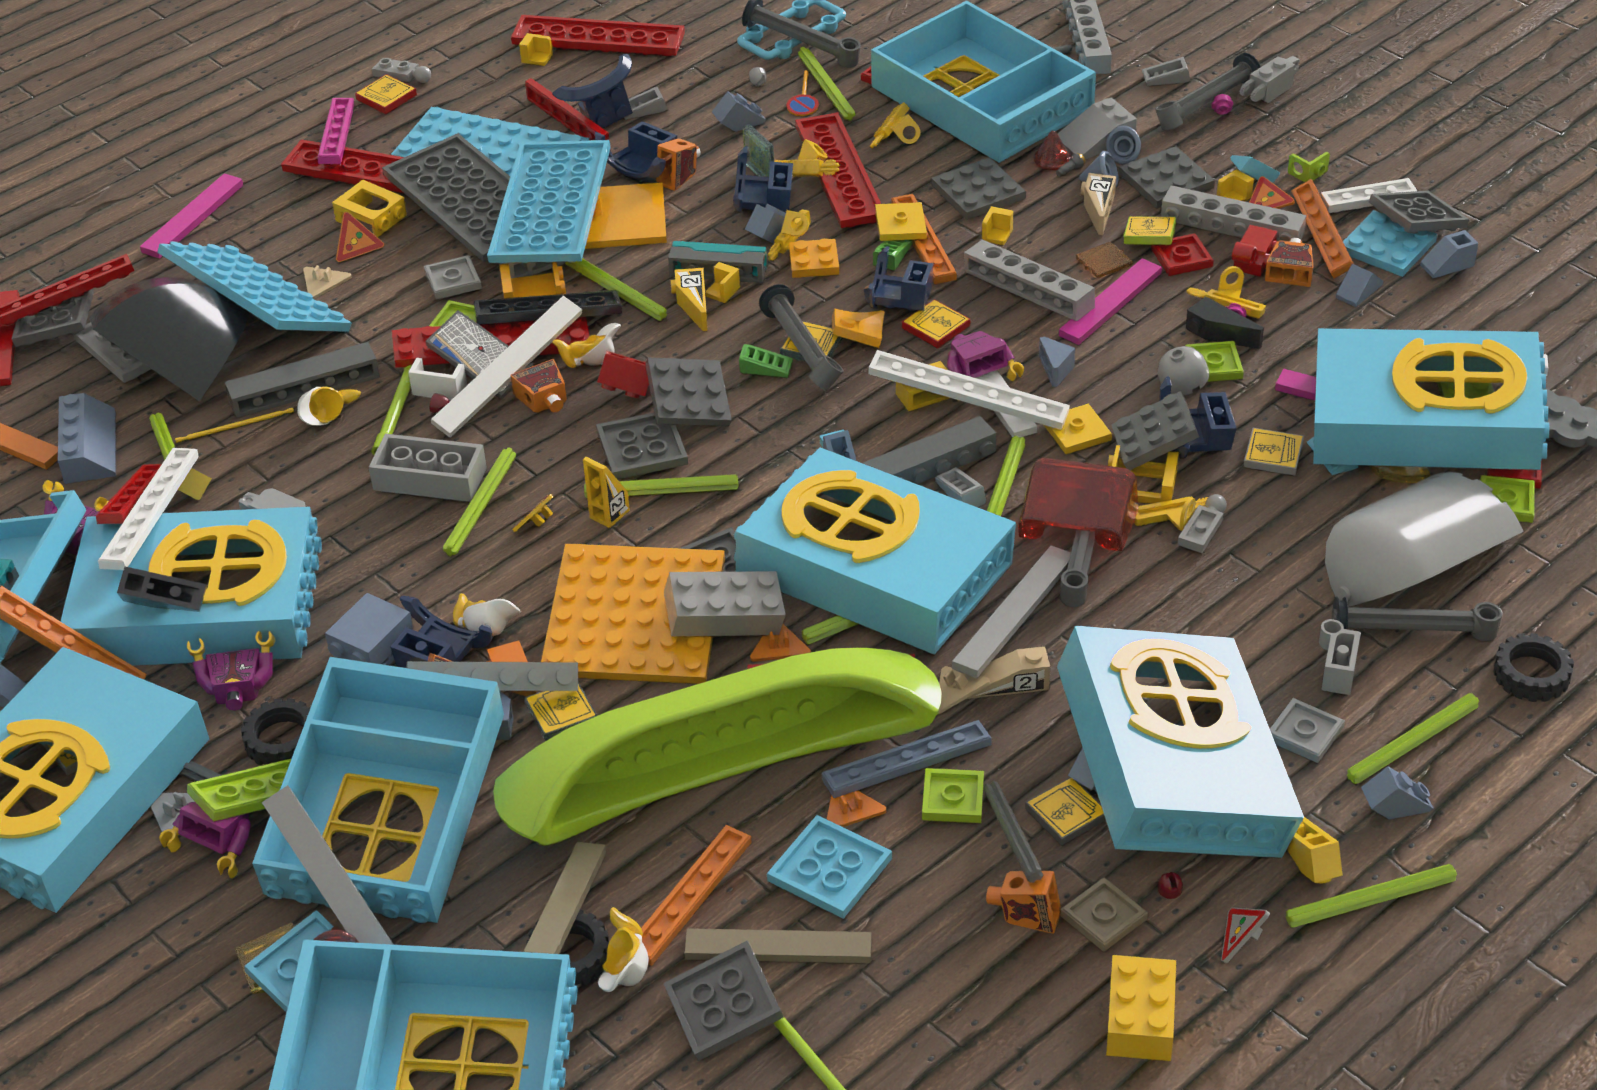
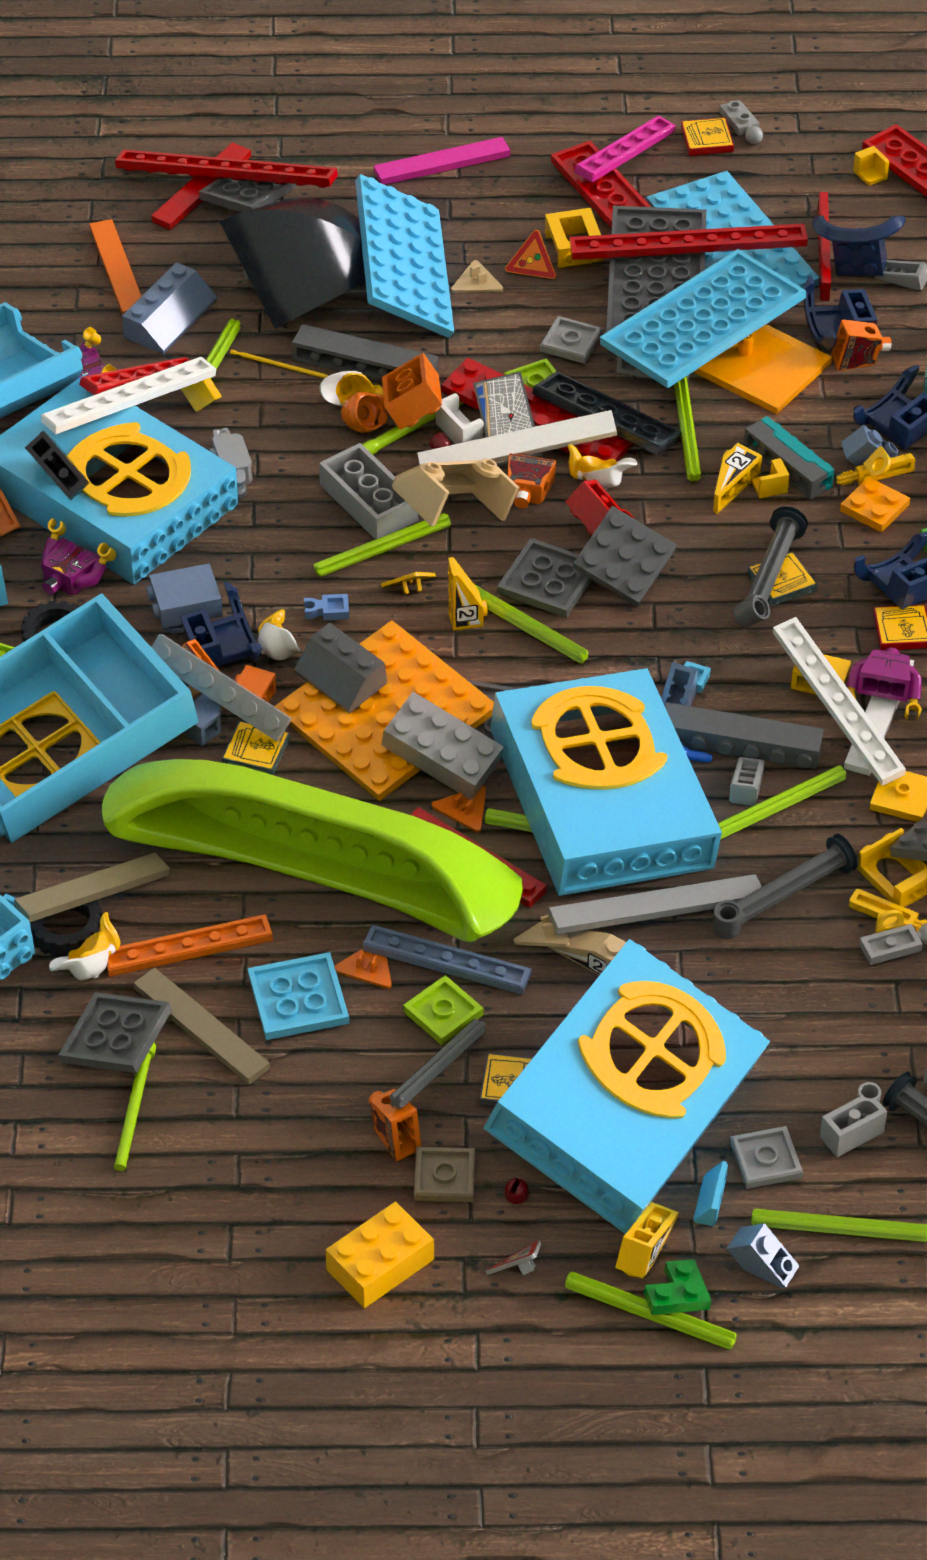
camera: 40 degrees right, 5 degrees up
(347, 415) = (362, 410): none -> orange hair
(383, 373) = (412, 391): none -> orange brick
(472, 159) = (688, 241): none -> red plate
(494, 568) = (330, 607): none -> medium blue plate
(502, 418) = (430, 483): none -> tan windscreen
(532, 285) = (621, 385): light orange panel -> none
(573, 600) = (341, 668): none -> dark grey slope
(763, 362) = (717, 556): bright green slope -> none
(859, 326) = (832, 588): light orange plate -> none
(1081, 499) = (809, 855): clear red windscreen -> none
(1308, 781) = (711, 1195): none -> medium azure slope
(1379, 862) = (683, 1292): none -> green plate

